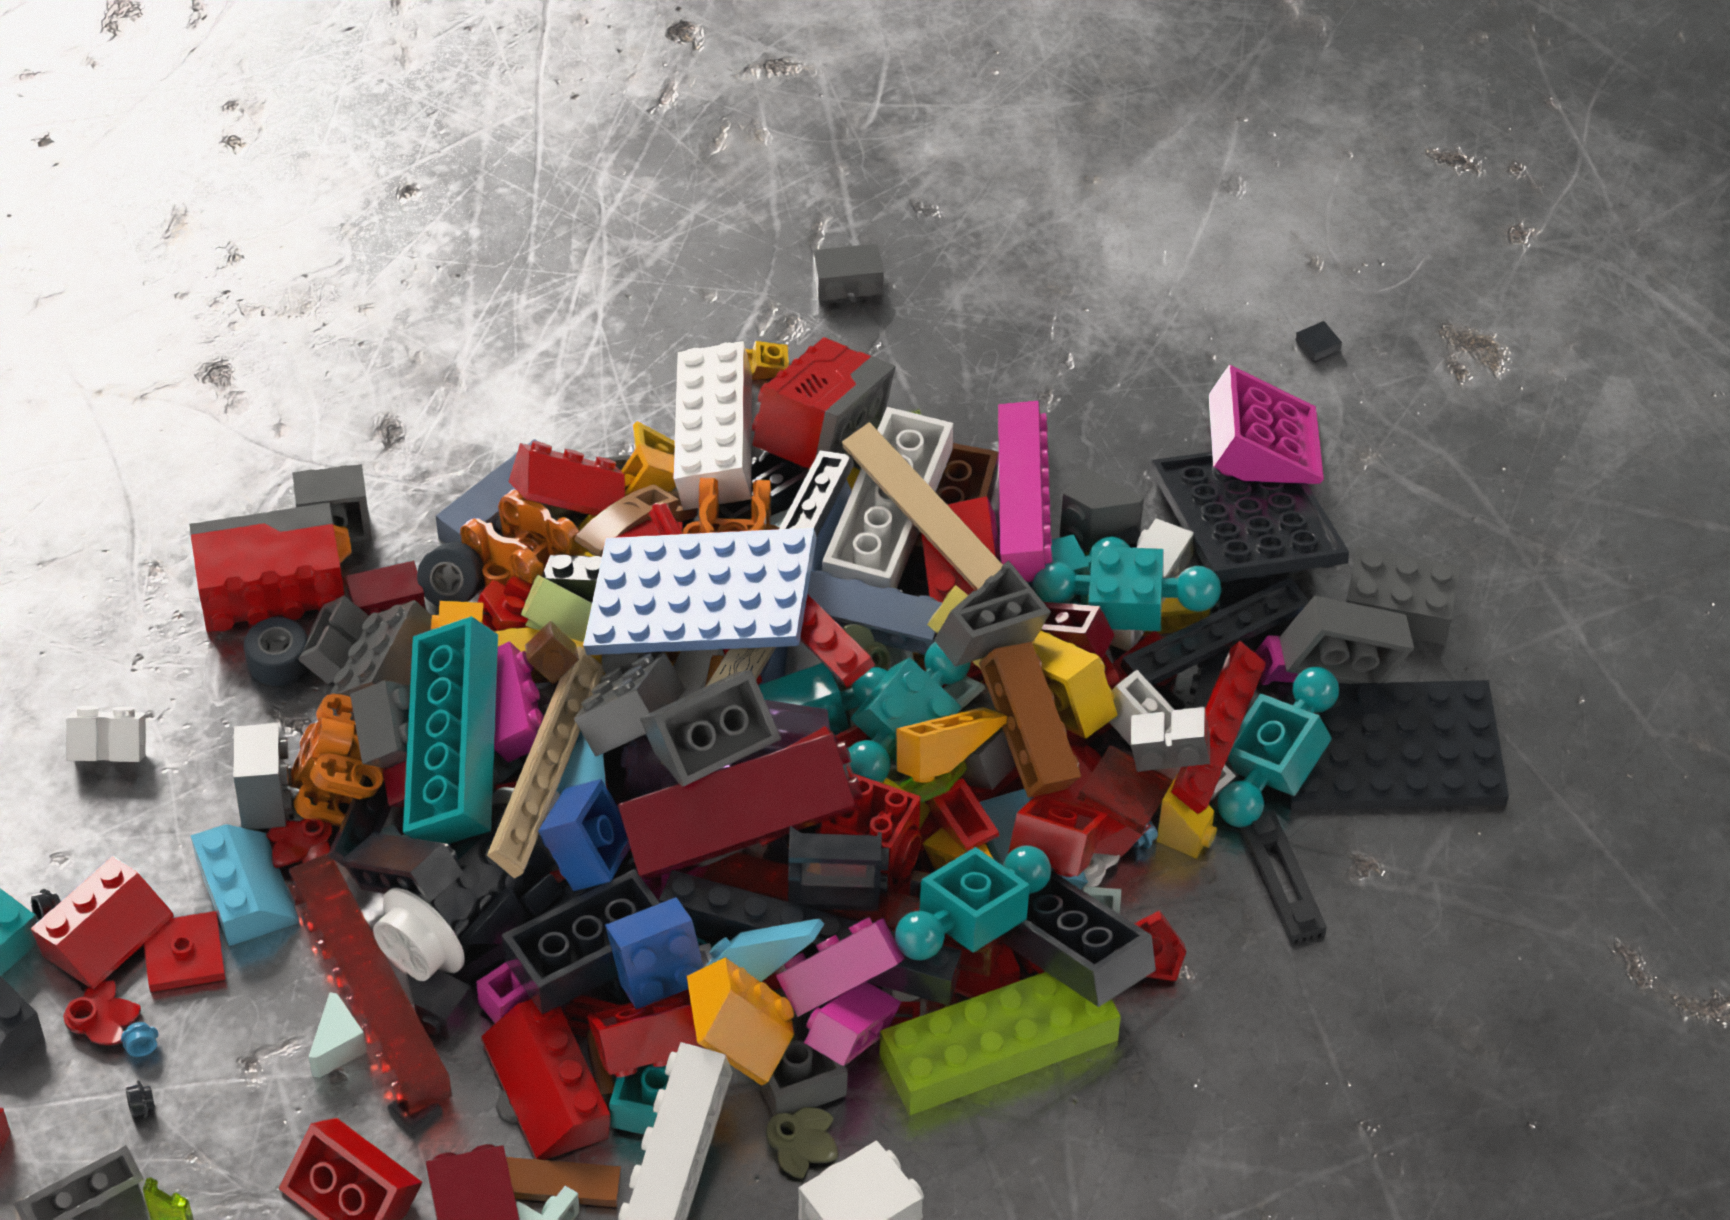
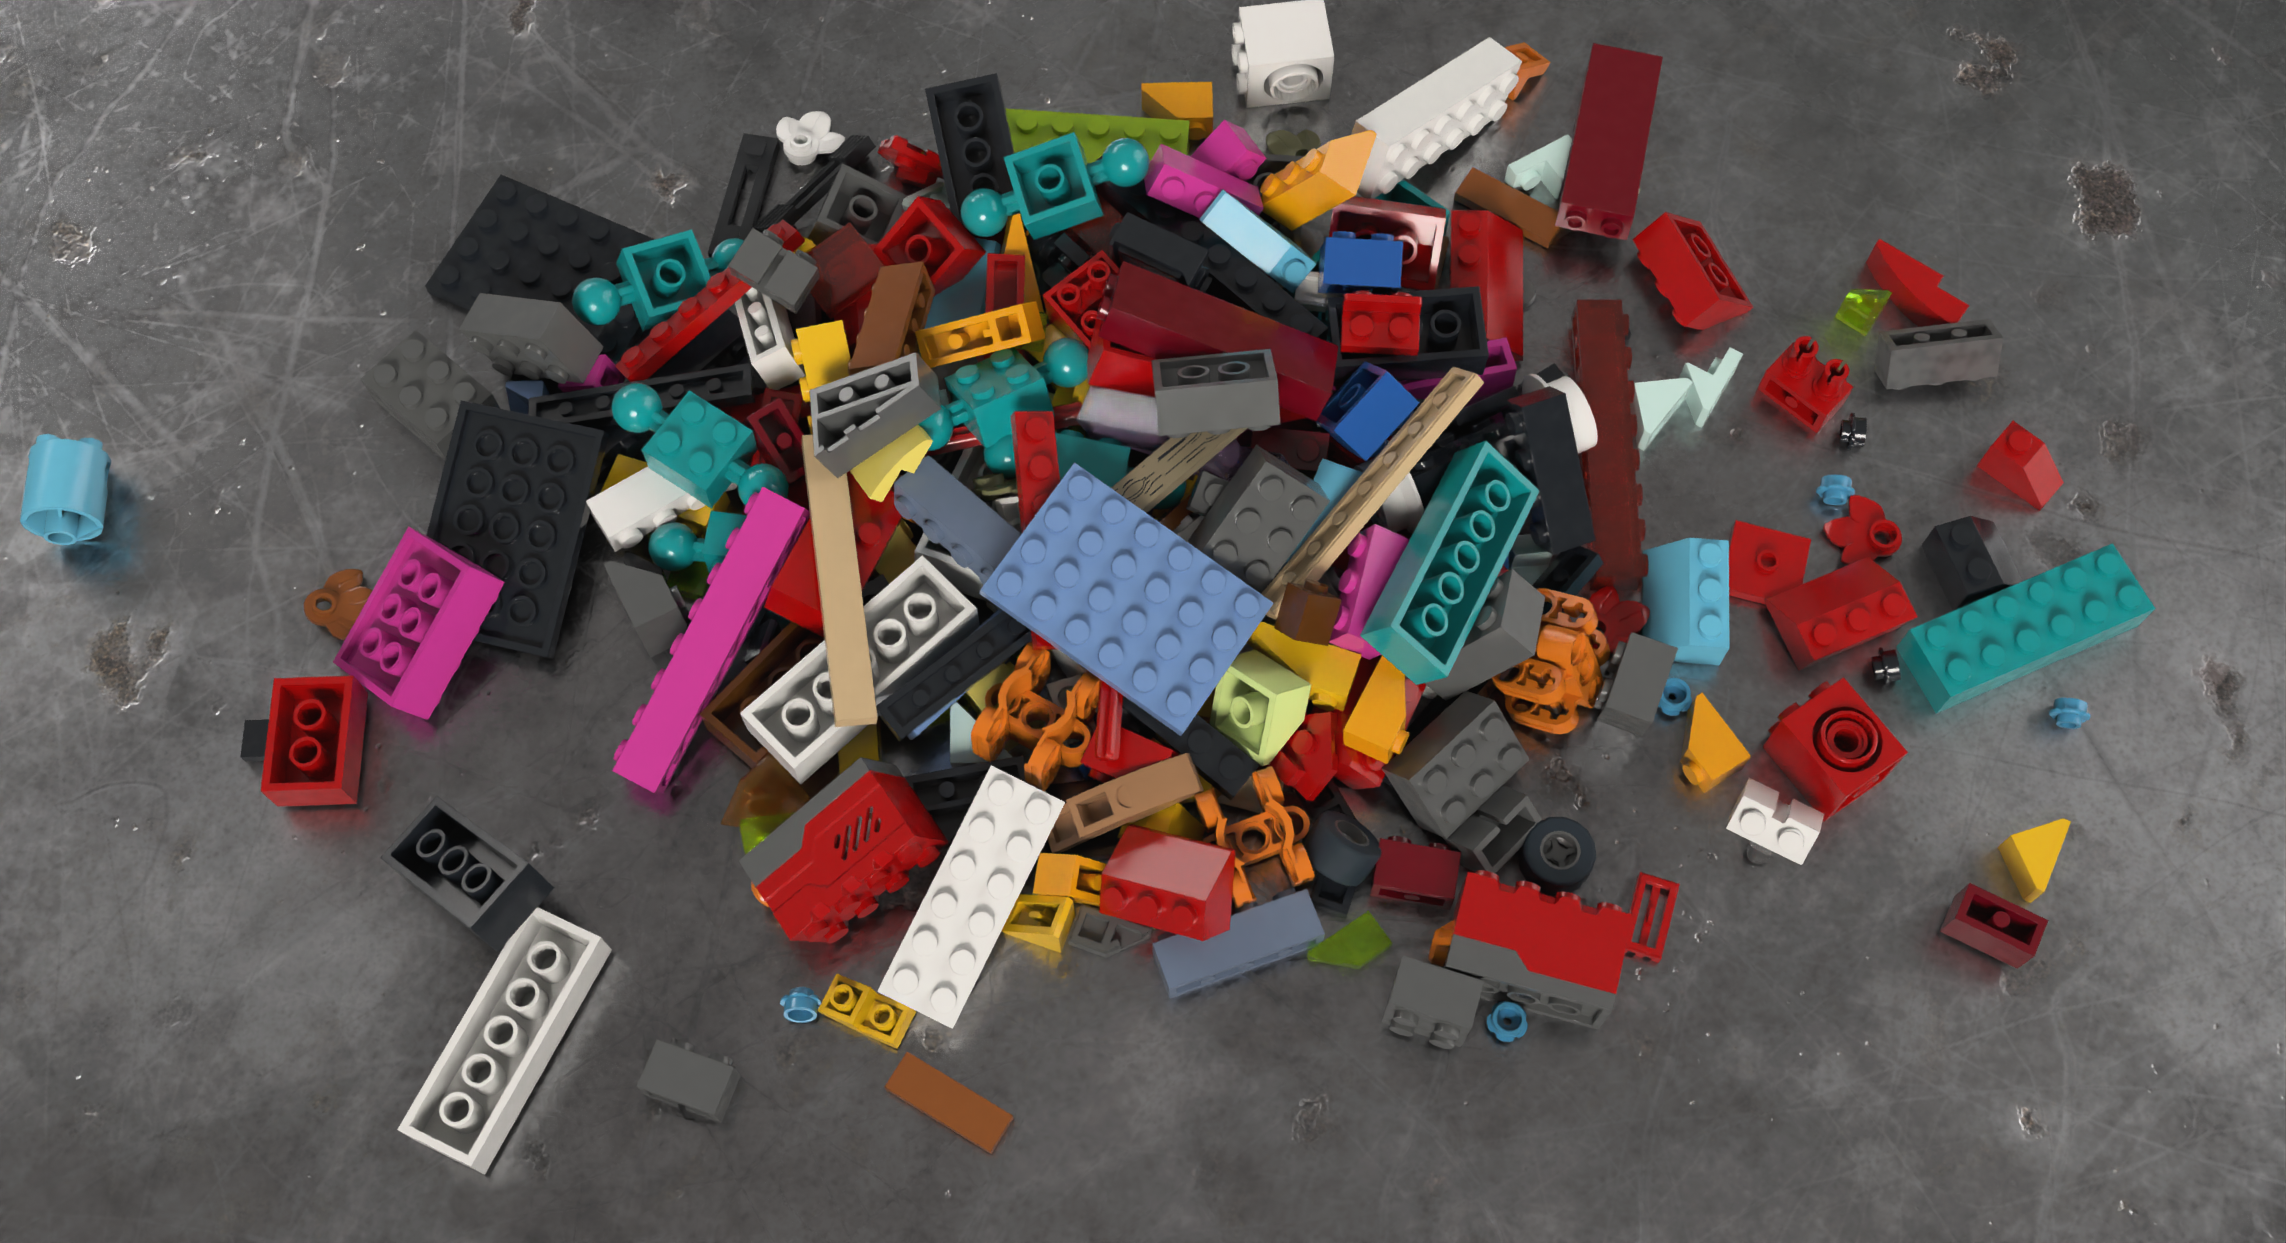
camera: 150 degrees left, 15 degrees up
(73, 801) = (1833, 747): none -> red brick
(178, 777) = (1709, 746): none -> light orange slope
(188, 671) = (1641, 948): none -> red tile
(198, 1115) = (1805, 385): none -> red brick
(221, 803) = (1683, 697): none -> dark azure plate
(293, 1074) = (1709, 385): none -> light aqua slope
(410, 542) = (1353, 944): none -> clear neon green tile
(607, 904) = (1380, 323): none -> red bracket
(657, 335) = (949, 1102): none -> dark orange tile
(800, 341) = (800, 1005): none -> dark azure plate
(933, 1129) = (1181, 102): none -> light orange slope
(989, 240) = (505, 1040): none -> white brick
(1089, 297) = (467, 873): none -> black brick
(1157, 873) = (862, 202): none -> dark grey brick
(1213, 948) = (851, 152): none -> black container
(1268, 958) = (807, 137): none -> white plate
(1274, 339) = (314, 741): none -> red brick
(1338, 442) = (347, 600): none -> dark orange plate
(1611, 407) = (65, 489): none -> medium azure cylinder

